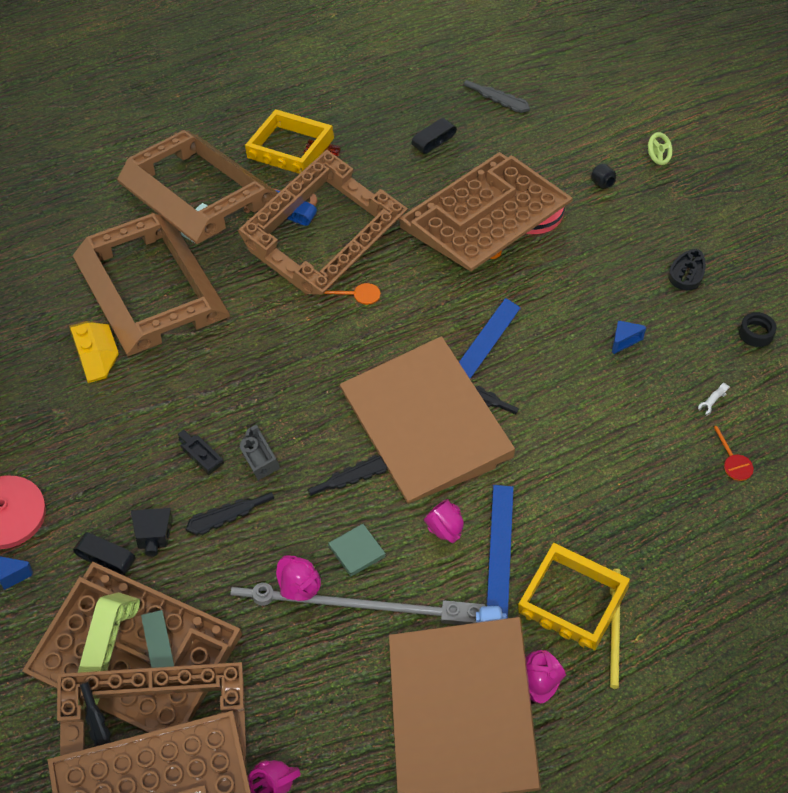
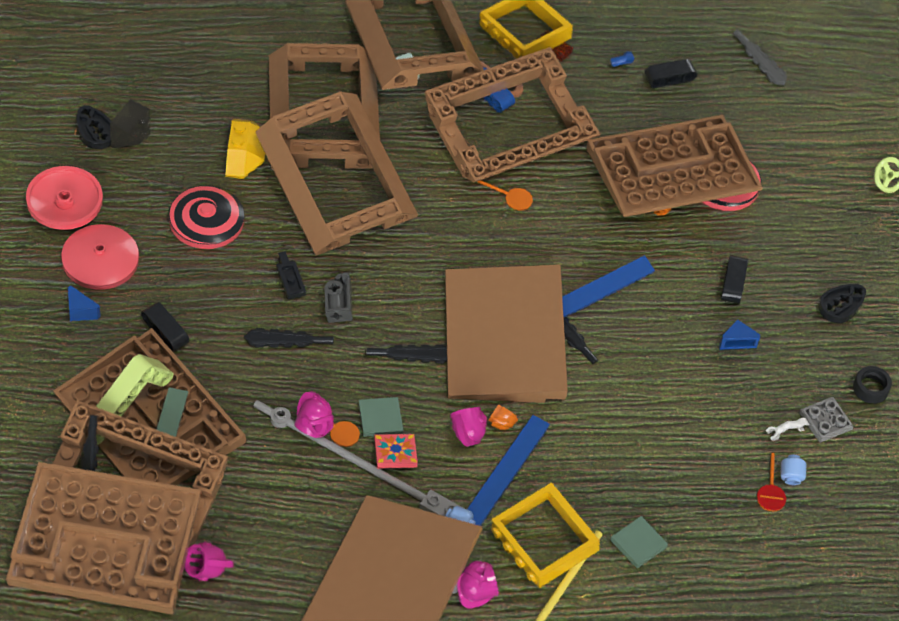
camera: 20 degrees right, 0 degrees up
(89, 429) = (206, 217): none -> dish
(152, 529) = (215, 323): black torso -> none
(206, 399) = (337, 233): none -> medium nougat slope
(333, 582) = (345, 434): none -> orange piece
(389, 138) = (627, 58): none -> blue arm
(390, 577) = (395, 451): none -> tile
(469, 500) = (502, 418): none -> orange piece
(591, 287) = (734, 279): none -> black beam
(603, 176) = (815, 179): black head -> none
(655, 562) = (639, 542): none -> sand green tile
(740, 376) = (826, 419): none -> light grey tile
(743, 433) = (793, 470): none -> light blue head

